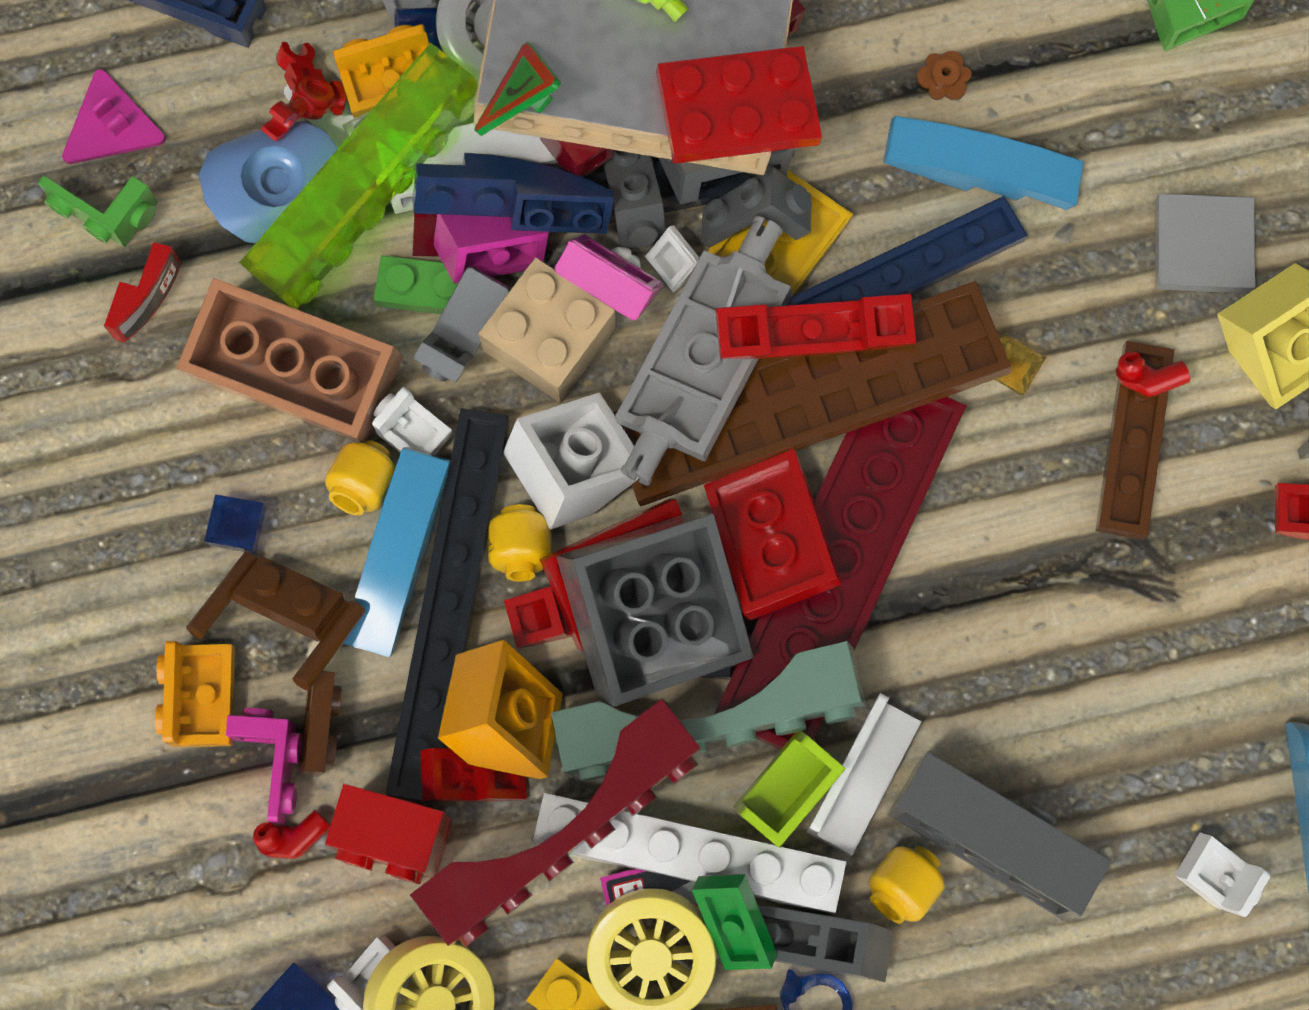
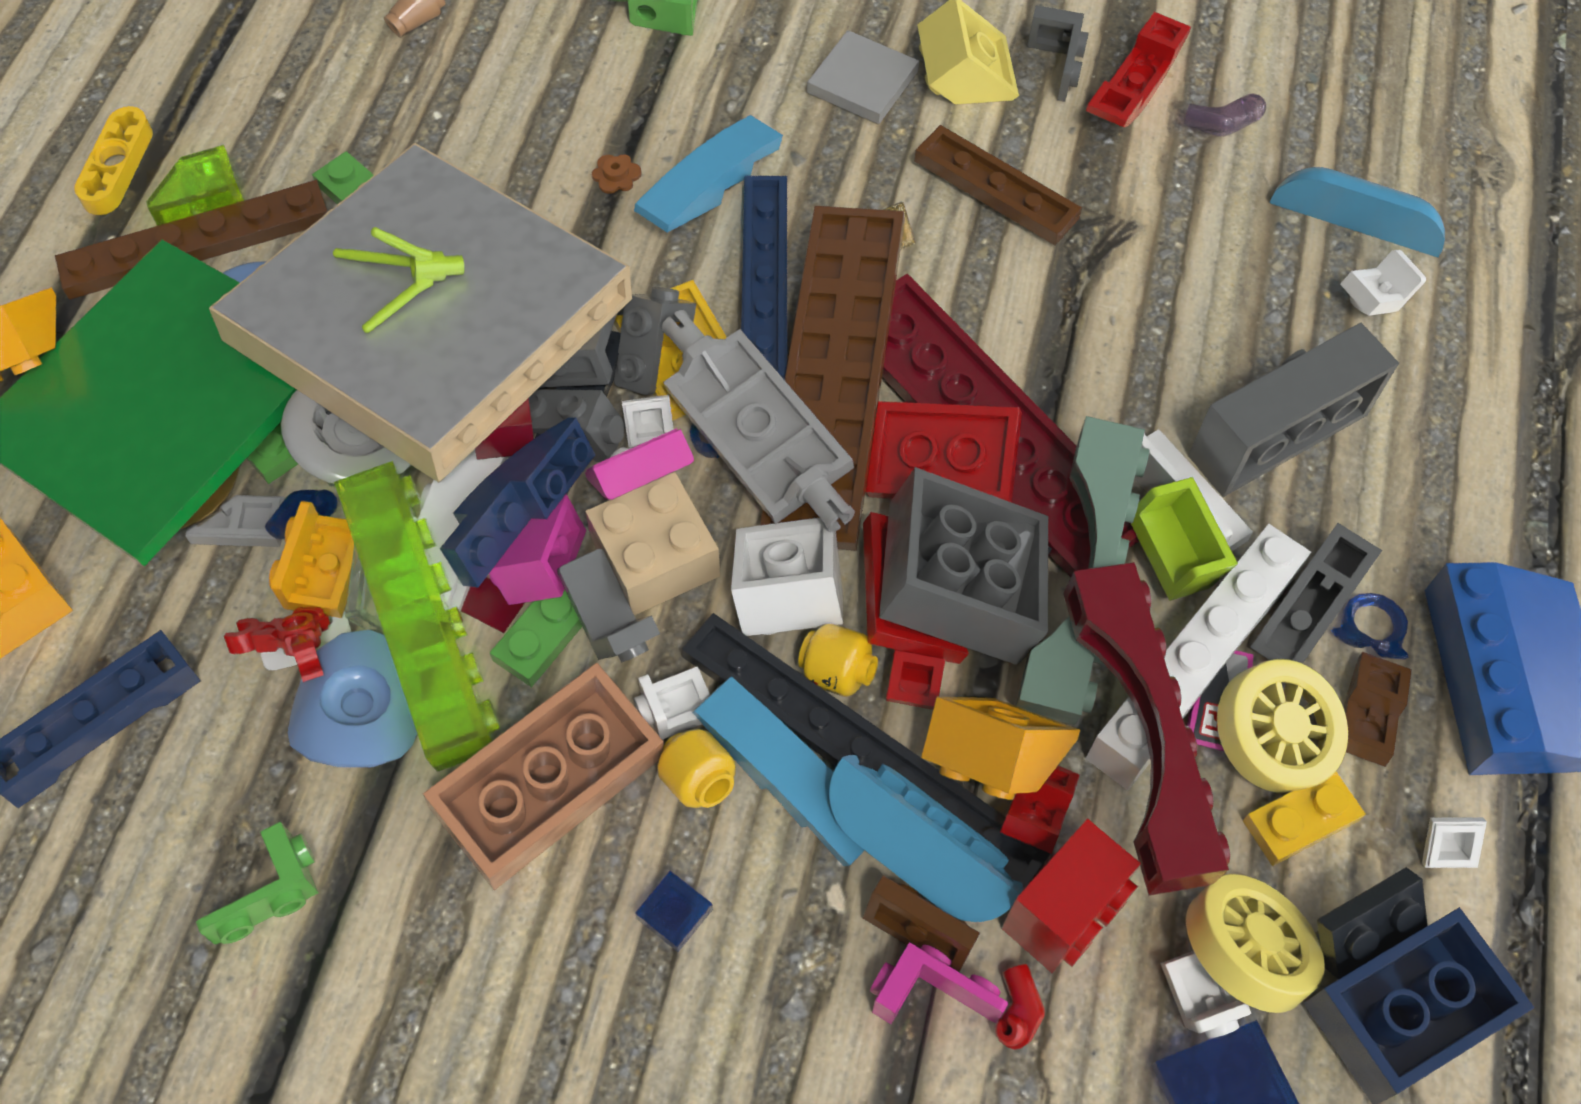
camera: 65 degrees left, 15 degrees down
(109, 124) = (181, 846): dark pink piece -> none
(137, 304) = (386, 895): red slope -> none
(195, 694) = (832, 1031): light orange bracket -> none
(288, 600) = (782, 892): reddish brown plate -> none
(381, 689) = (921, 842): none -> dark azure brick
(525, 84) = (445, 397): piece -> none
(734, 922) = (1287, 631): green plate -> none
(738, 104) = (570, 263): red plate -> none
(815, 328) = (791, 321): red slope -> none
(906, 884) = (1298, 500): yellow head -> none
(1149, 381) = (959, 146): red arm -> none

